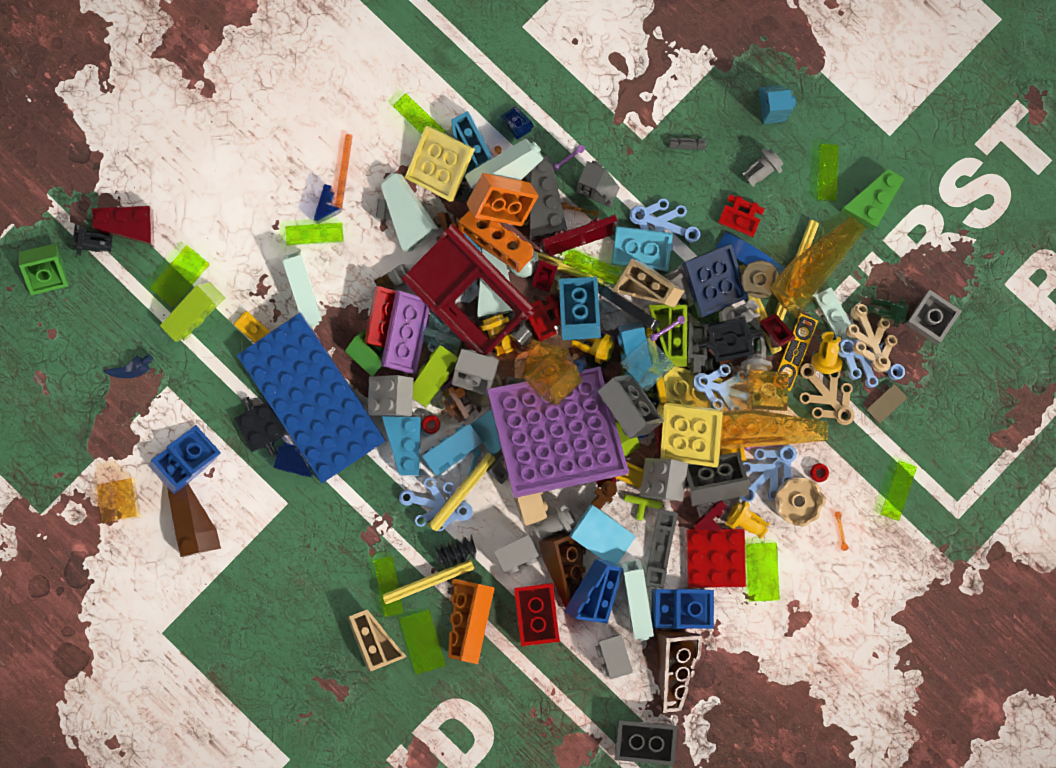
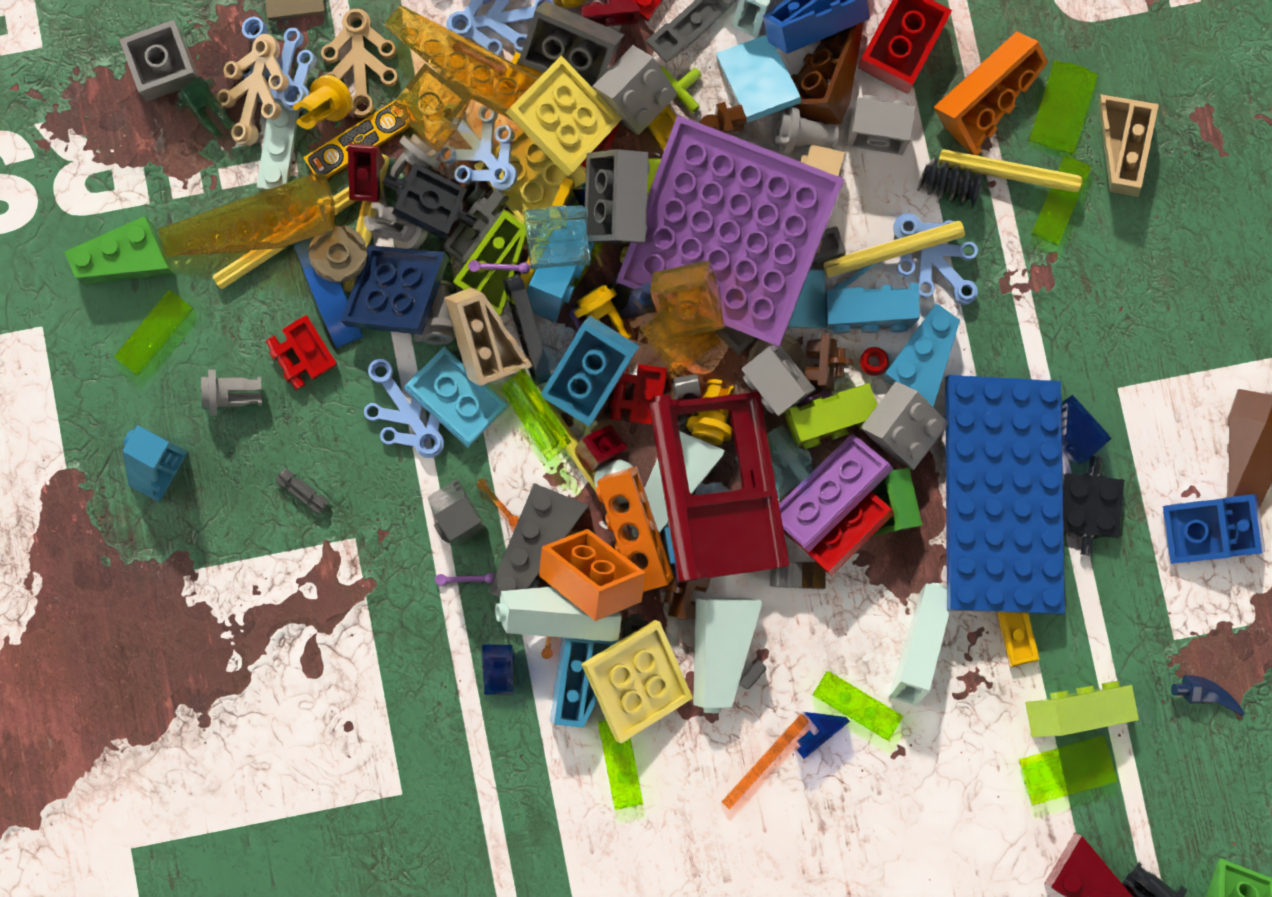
camera: 140 degrees left, 0 degrees up
(579, 236) = (498, 458): dark red container -> none

